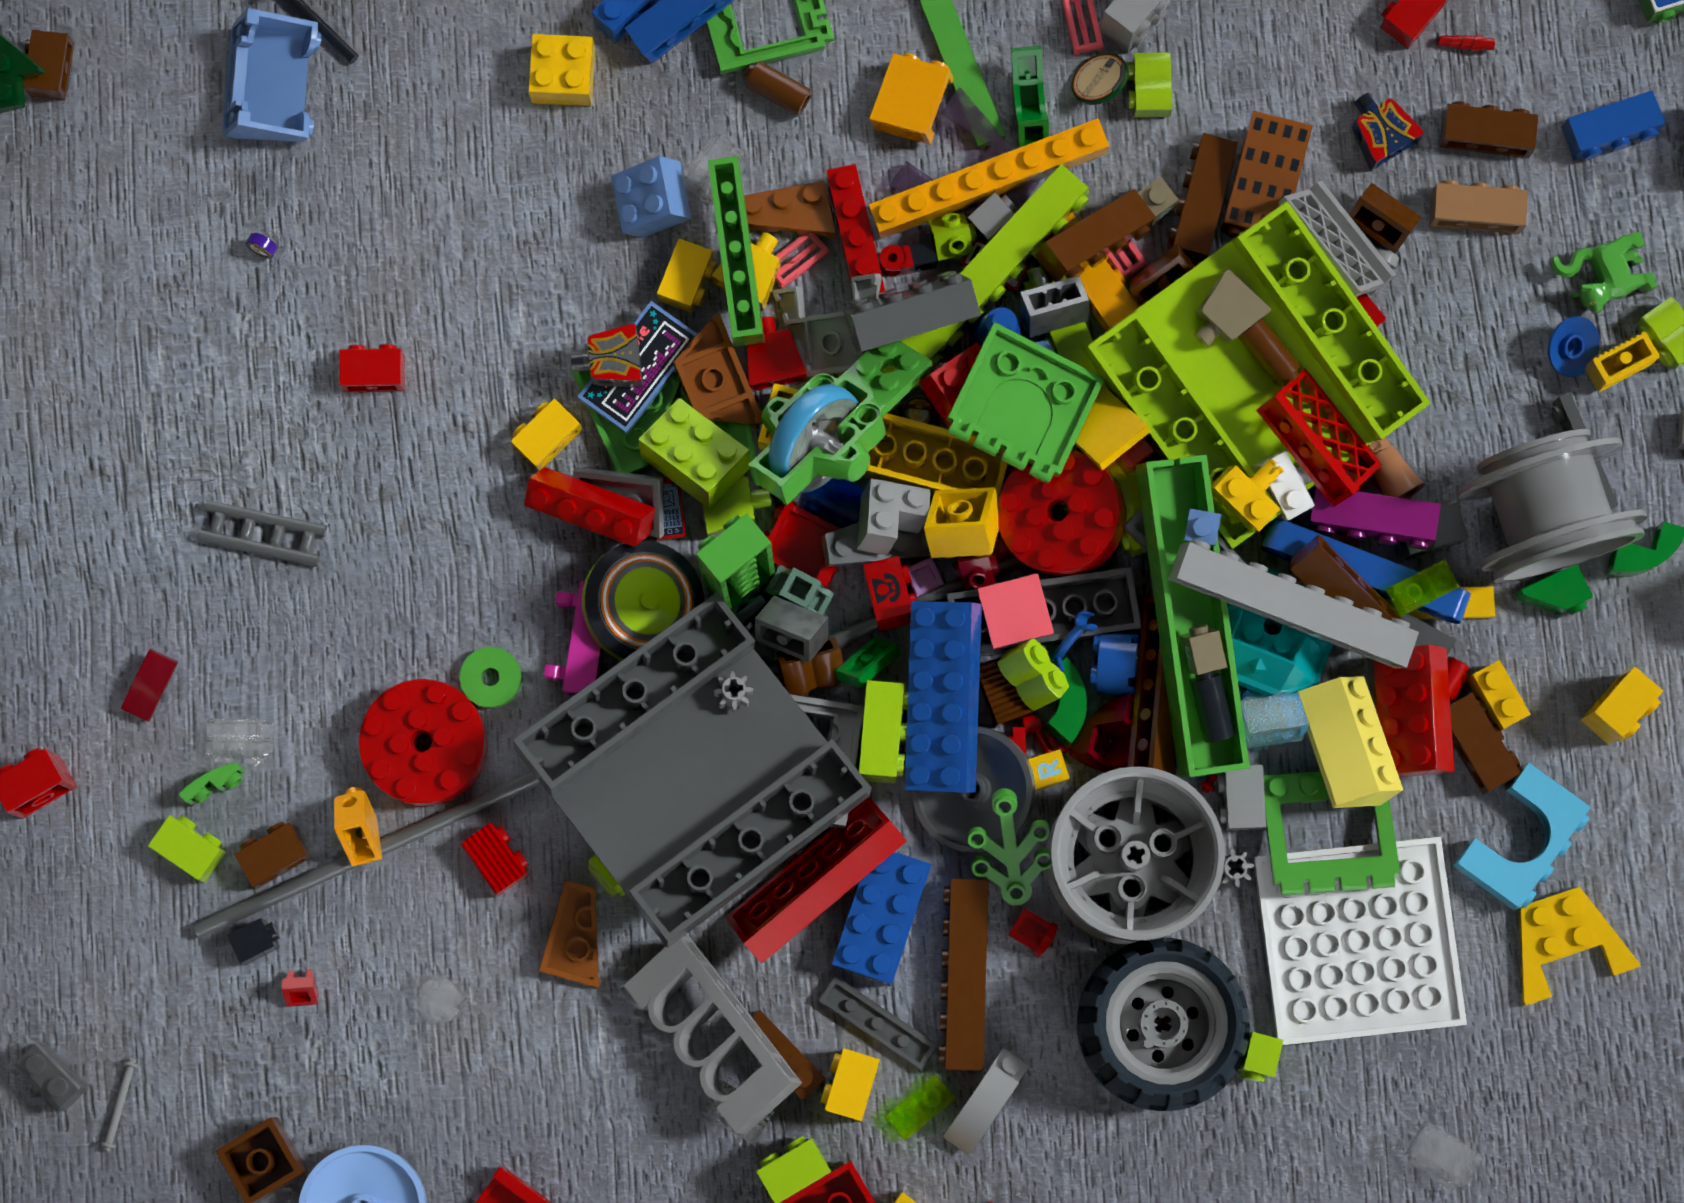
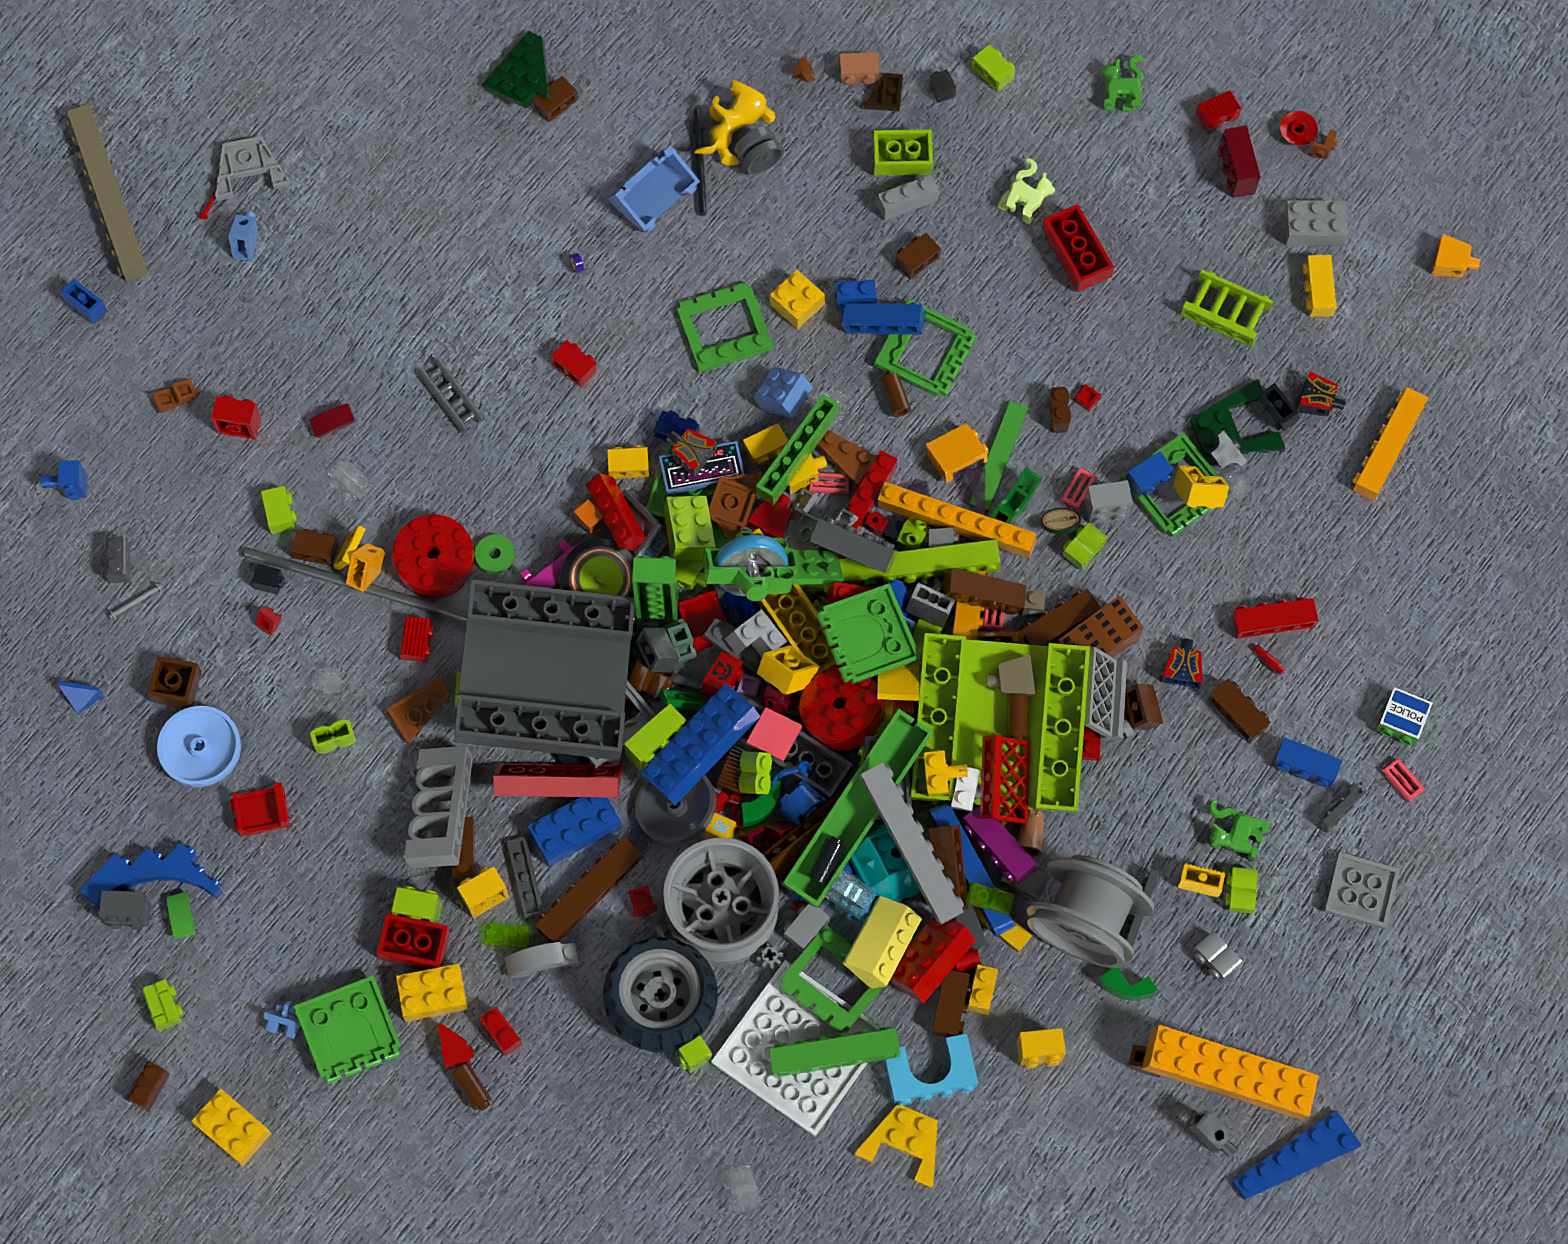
camera: 40 degrees right, 10 degrees down
(223, 778) = (325, 491): bright green slope -> none
(317, 822) = (349, 546): none -> yellow tile
(504, 1067) = (337, 735): none -> lime brick
(539, 198) = (732, 350): none -> bright green hinge
(555, 346) = (670, 422): none -> clear blue brick
(559, 538) = (588, 516): none -> orange brick
(740, 687) = (596, 647): light grey gear -> none
(1011, 853) = (663, 848): bright green plant -> none
(1202, 526) = (899, 765): medium blue plate -> none
(1203, 650) = (846, 827): dark tan brick -> none
(1410, 914) = (834, 1052): none -> bright green brick
(1478, 207) = (1198, 743): medium nougat brick -> none
(1559, 592) = (1062, 965): green slope -> none
(1573, 346) = (1193, 855): blue dish -> none

